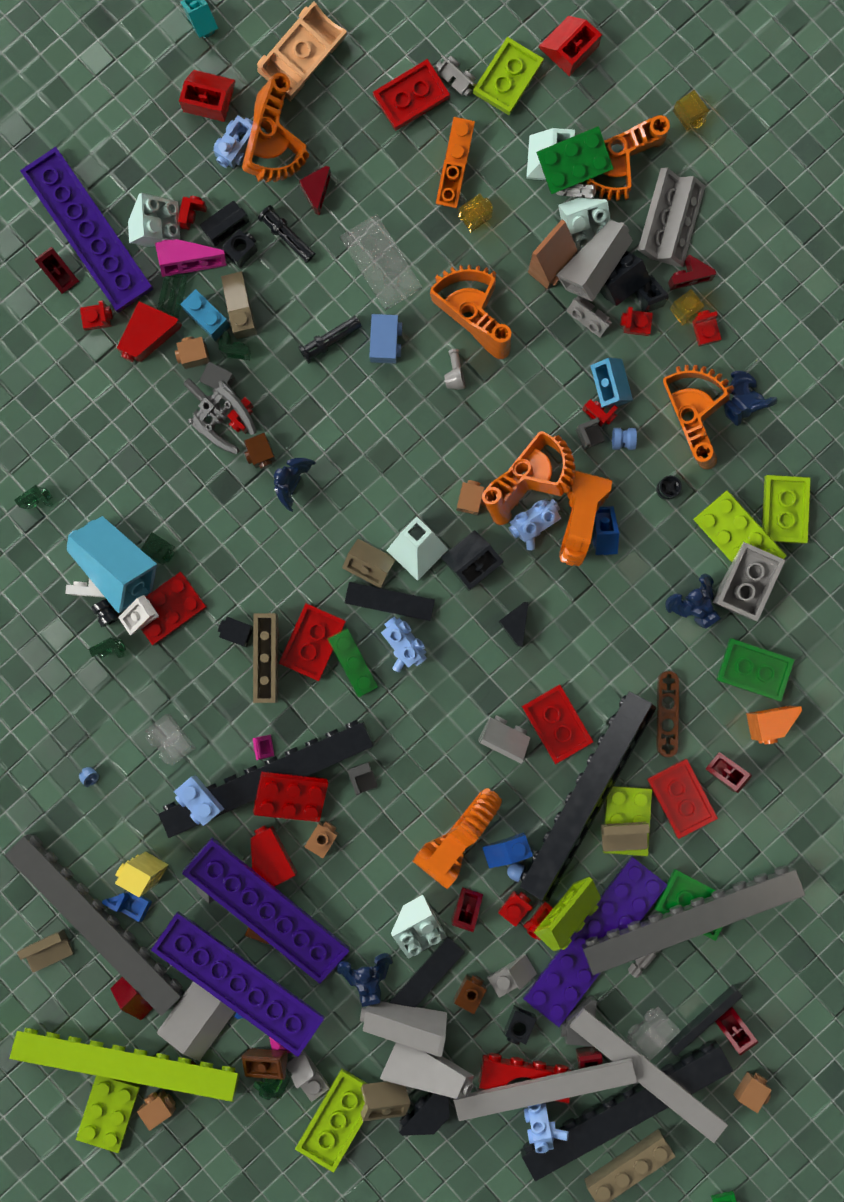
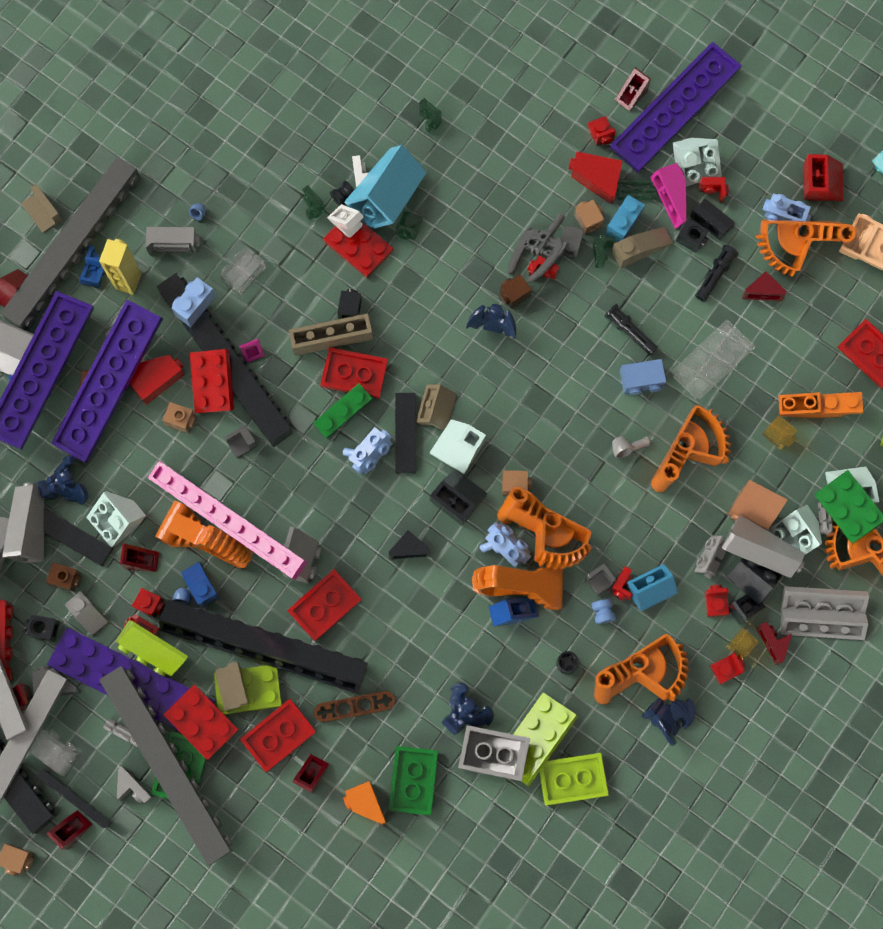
camera: 75 degrees right, 10 degrees down
(116, 811) = (171, 239): none -> light grey window
(454, 808) = (228, 520): none -> plate
(654, 875) = (201, 722): none -> red plate
(698, 960) = (129, 783): none -> light grey slope

